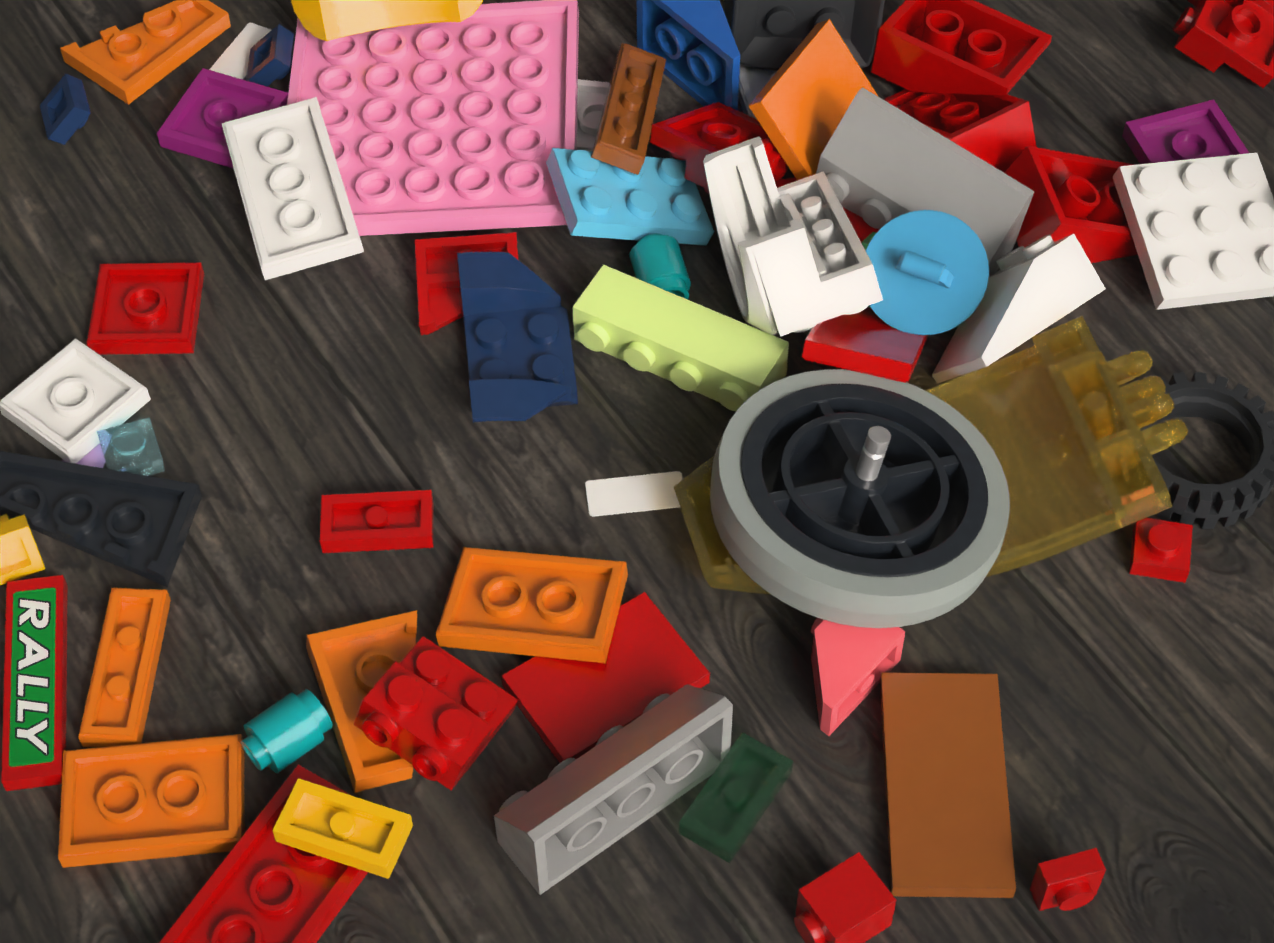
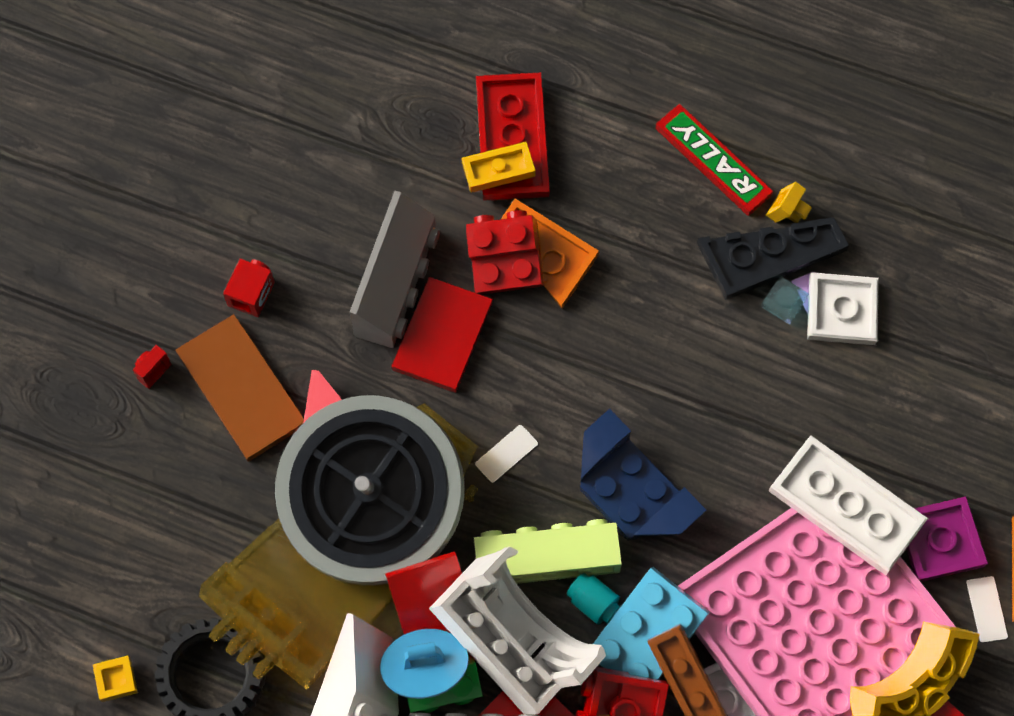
camera: 145 degrees right, 15 degrees up
(125, 667) = (678, 193): orange tile -> none
(146, 308) = (862, 389): red tile -> none
(151, 800) = (607, 144): orange tile -> none
(271, 57) = (957, 603): dark blue plate -> none
(286, 731) = (569, 203): teal brick -> none
(376, 521) = (621, 339): red plate -> none
(439, 274) = (712, 527): red wing -> none
(533, 604) = (505, 345): orange tile -> none
(735, 797) = (334, 308): clear green plate -> none
(1161, 549) = (194, 605): red plate -> none

